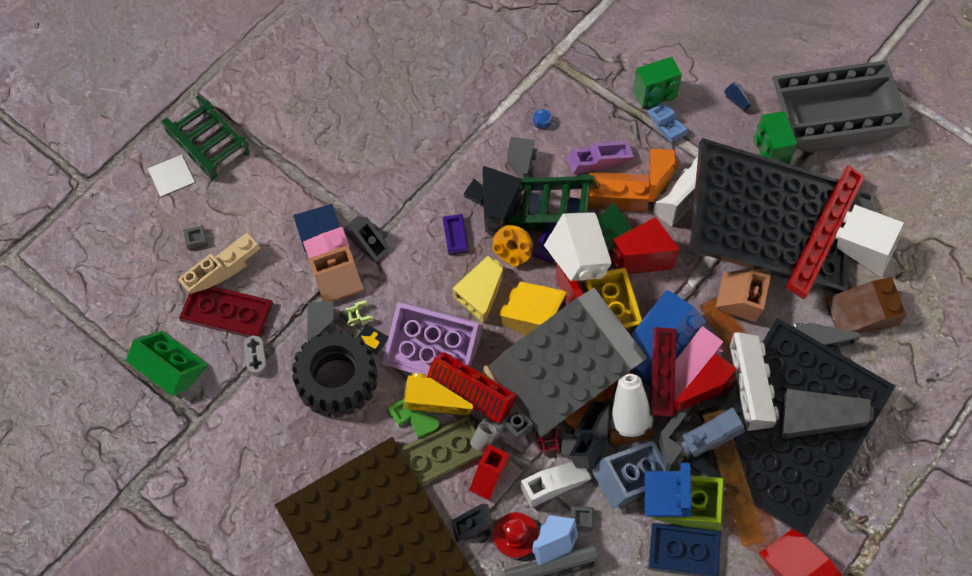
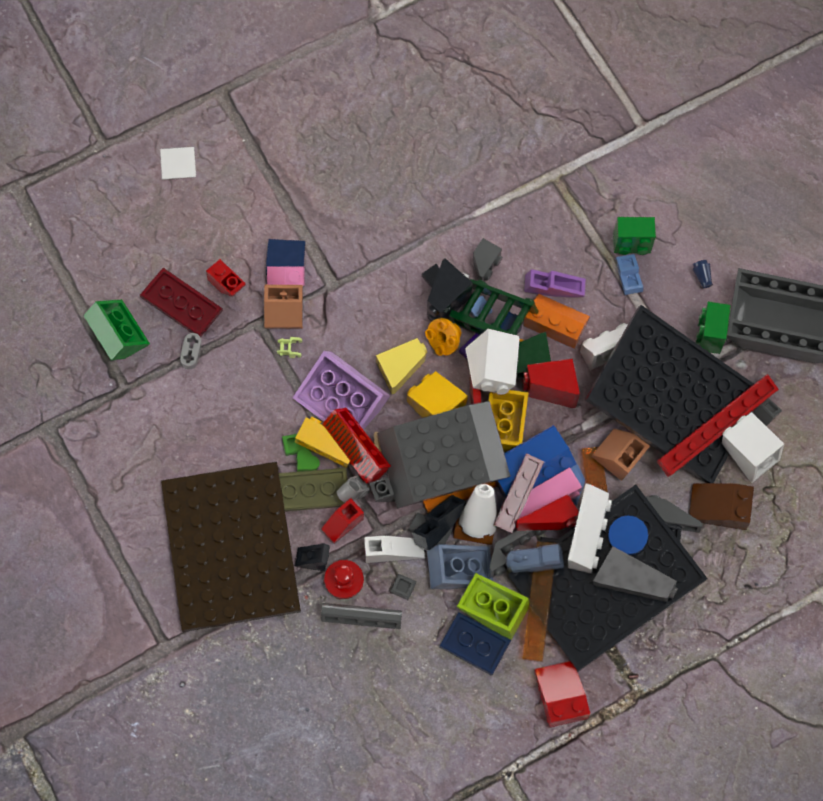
camera: 15 degrees right, 5 degrees up
(195, 237) = (178, 228): dark grey tile -> none
(197, 153) = (208, 151): dark green fence -> none
(221, 267) = (191, 263): tan slope -> none
(263, 269) = (224, 278): none -> red slope
(321, 318) = (255, 342): dark grey slope -> none
(330, 348) = (250, 368): black tyre -> none
(366, 238) = (322, 283): black slope -> none
(373, 338) = (292, 373): black sticker -> none
(455, 234) = (400, 307): dark purple tile -> none
(542, 119) = (520, 230): blue tile -> none
(552, 448) = (396, 511): dark red piece -> none
(555, 539) = (372, 594): light blue slope -> none
(661, 170) = (600, 318): orange slope -> none
(668, 493) = (479, 592): blue bracket -> none
(794, 371) = (628, 534): none -> blue tile

